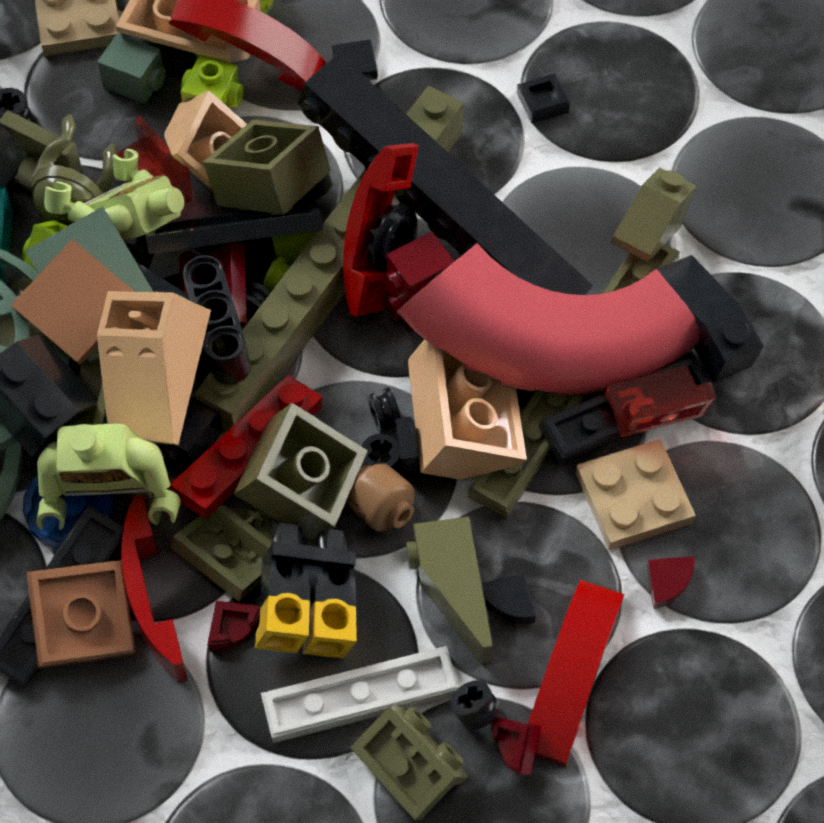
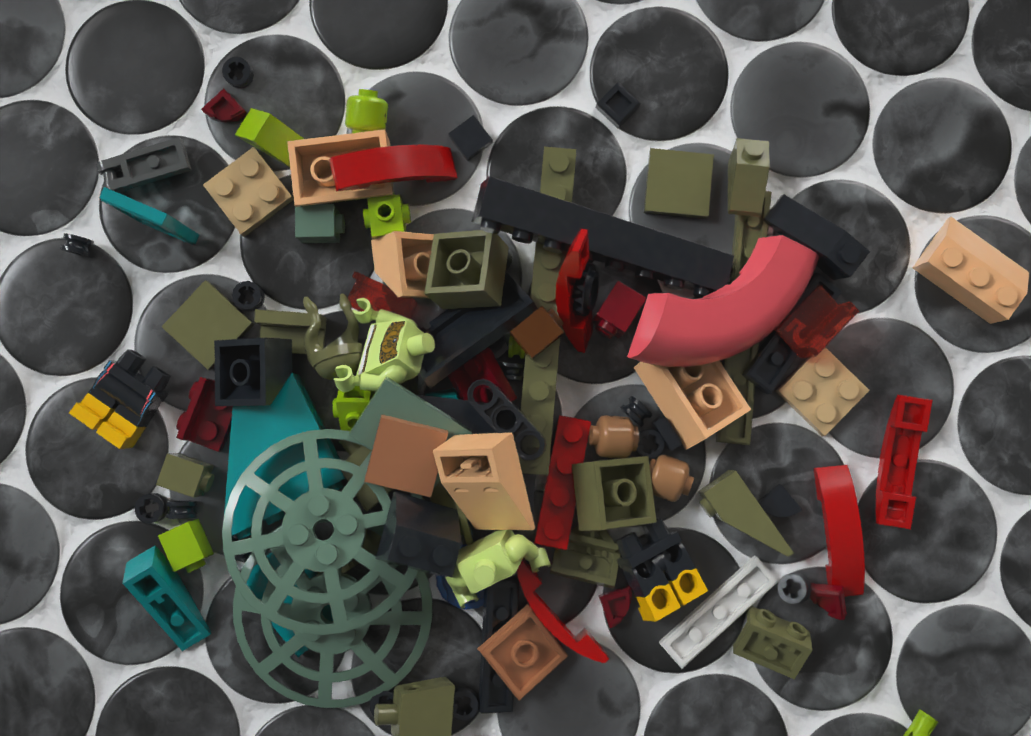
camera: 25 degrees left, 25 degrees up
(307, 245) = (538, 331): none -> reddish brown brick
(343, 414) = (614, 436): none -> medium nougat head
(571, 201) = (678, 183): none -> olive tile
(669, 578) = (871, 441): dark red tile -> none
(698, 613) = (899, 460): none -> red slope

